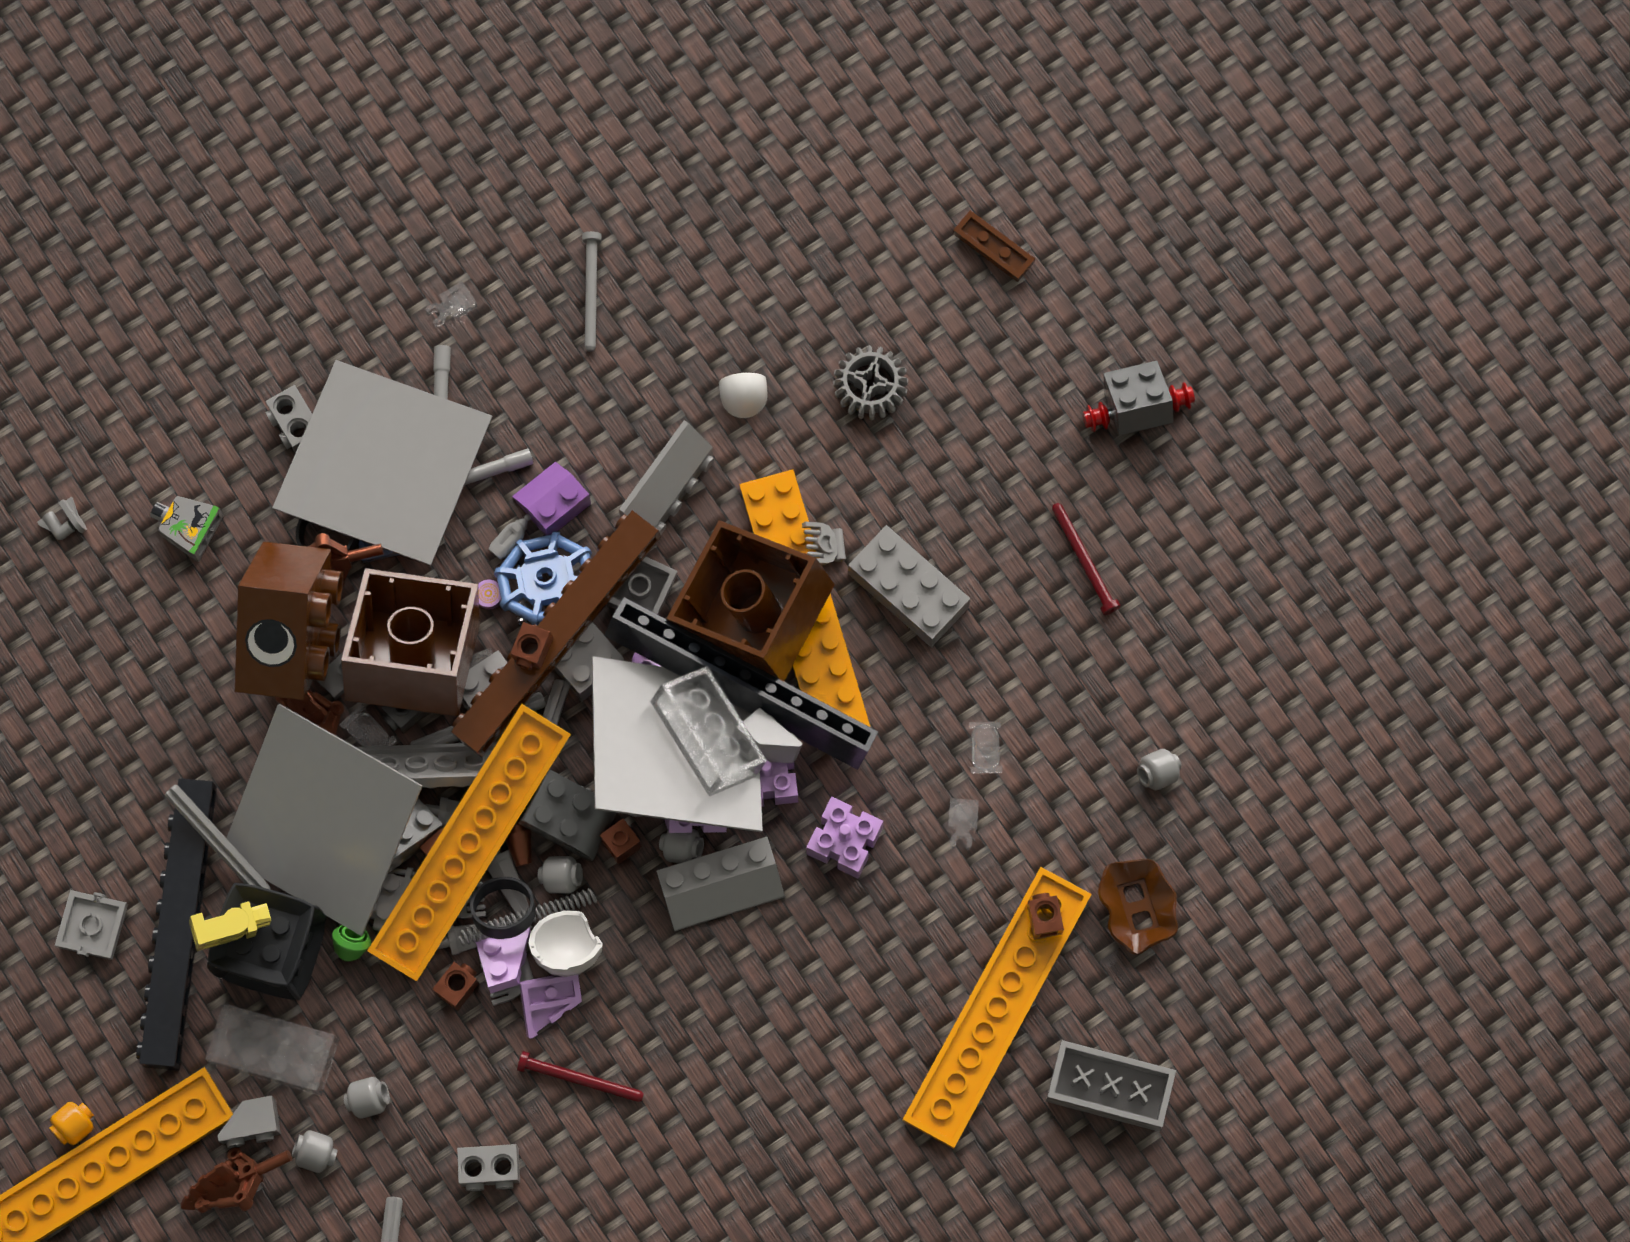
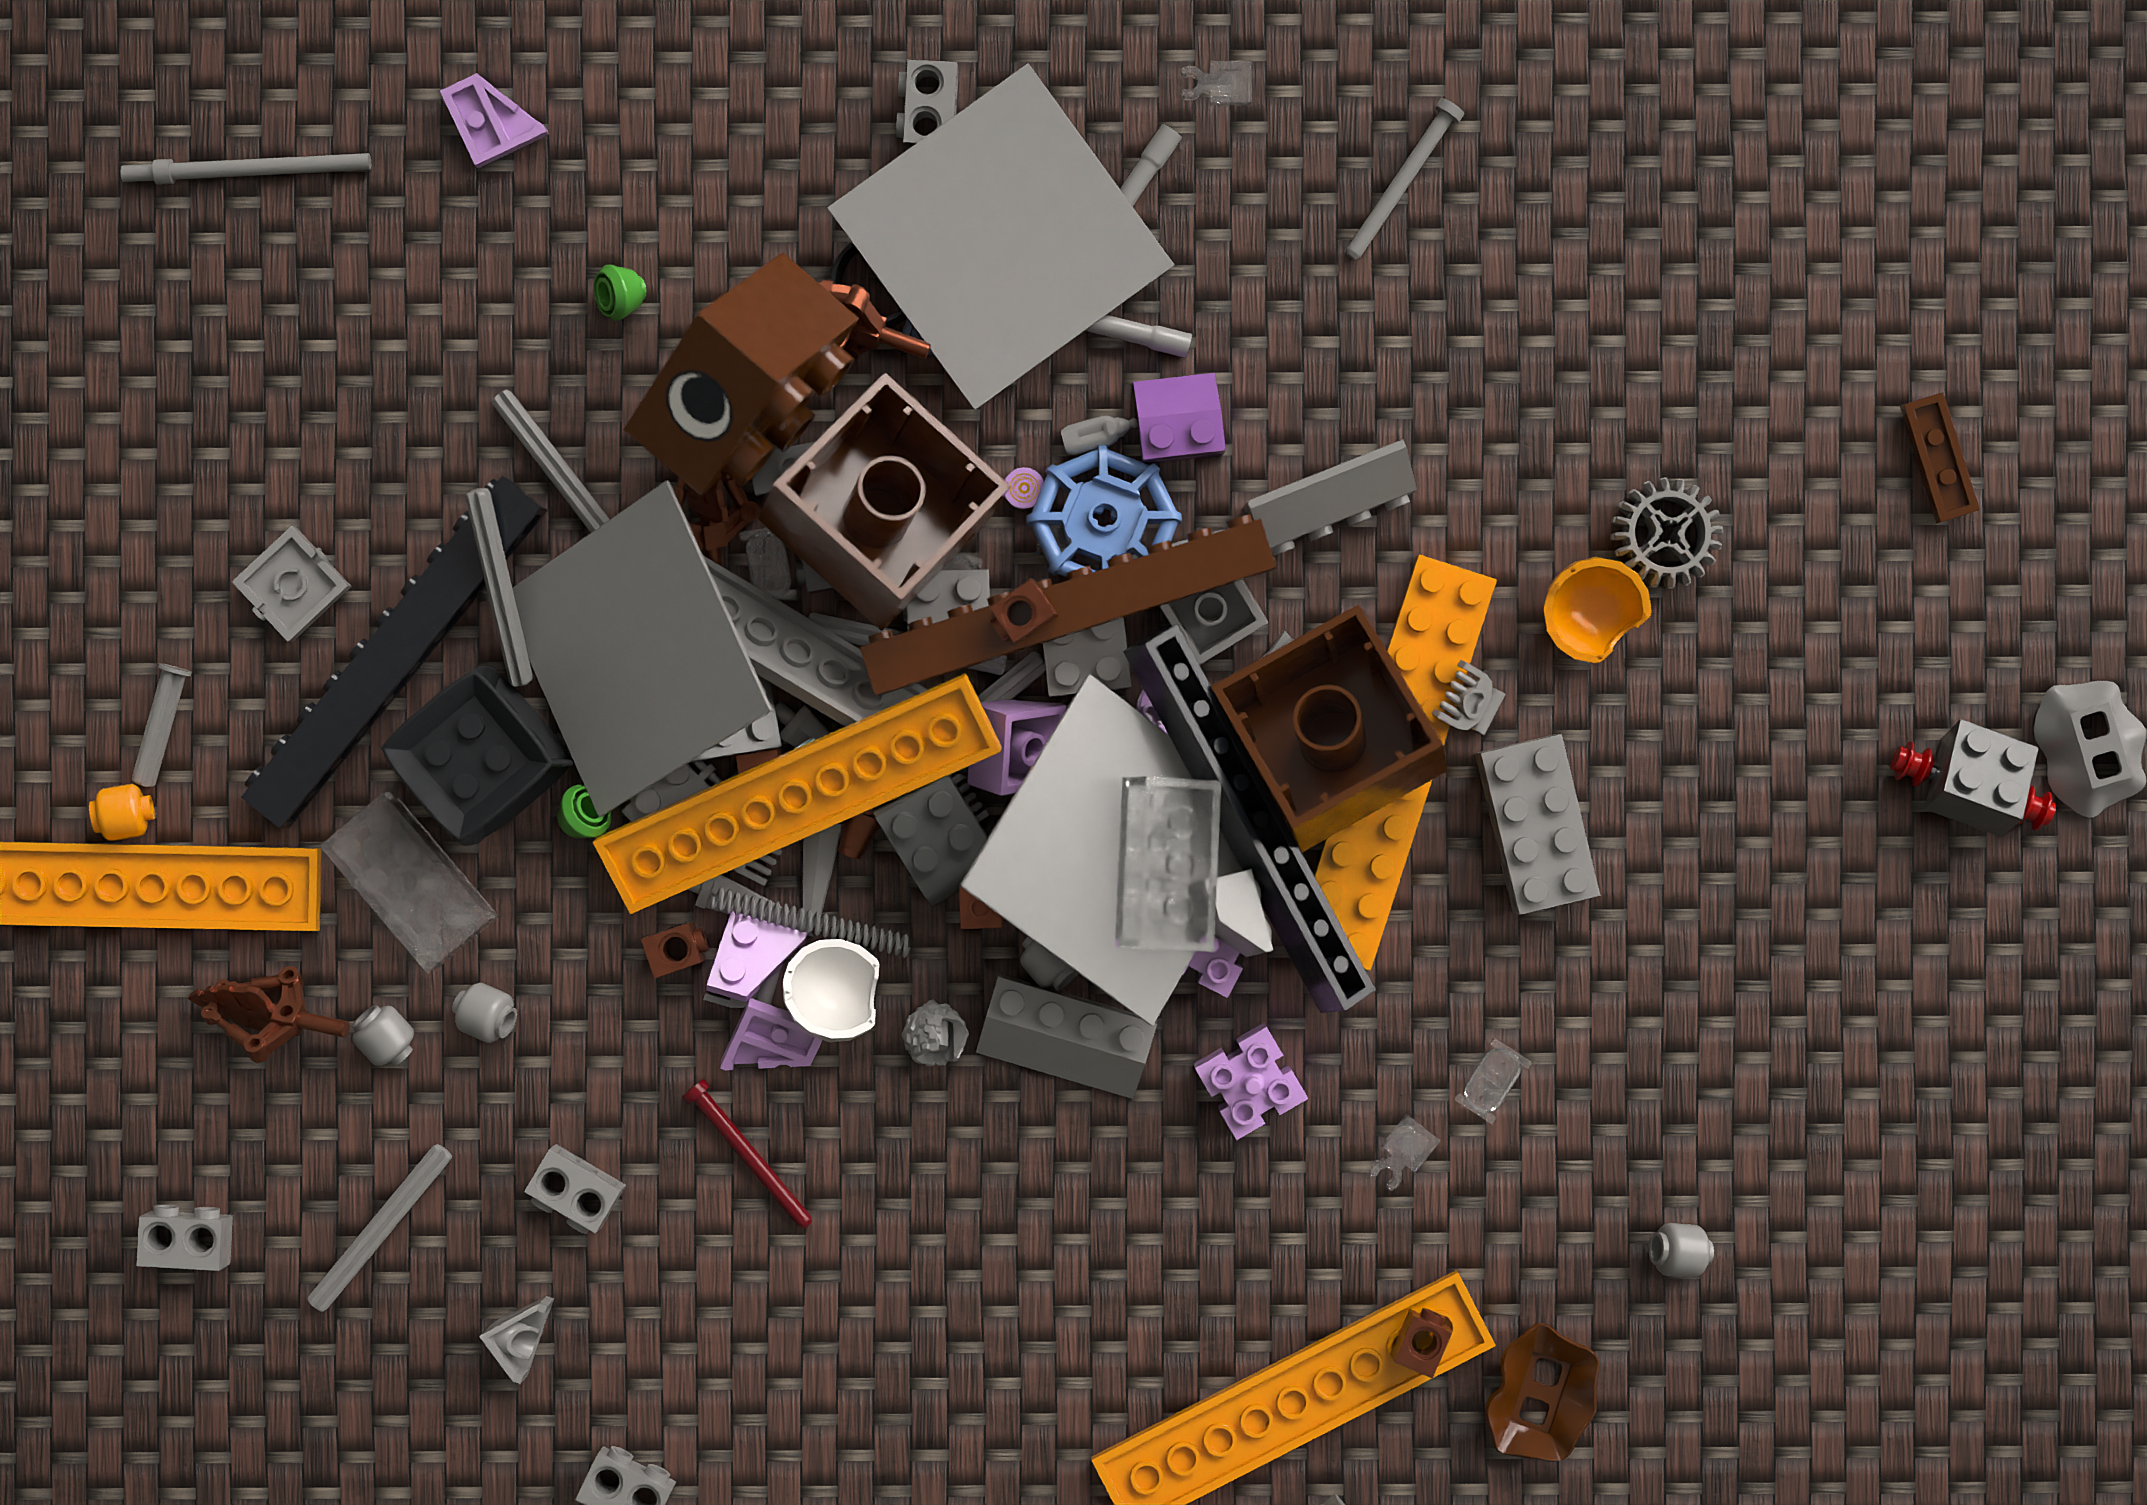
camera: 30 degrees right, 15 degrees up
(43, 590) = (489, 120): none -> lavender wing
(60, 530) = (580, 58): light grey piece -> none
(62, 1058) = (159, 724): none -> light grey axle
(180, 635) = (618, 291): none -> bright green cone
(188, 524) = (714, 154): light grey torso -> none
(198, 756) = (549, 460): none -> light grey axle
(229, 926) = (427, 730): light yellow hips -> none
(250, 1121) = (336, 951): light grey slope -> none
(505, 931) = (805, 861): black tyre -> none
(560, 874) = (883, 897): light grey head -> none
(578, 749) = (1022, 732): none -> lavender slope
(643, 931) = (935, 1034): none -> light grey piece
(743, 394) = (1500, 442): white helmet -> none
(856, 444) = (1594, 607): none -> light orange cylinder
(1109, 605) = (1772, 931): dark red bar -> none
(1179, 354) = (2071, 754): none -> light grey piece

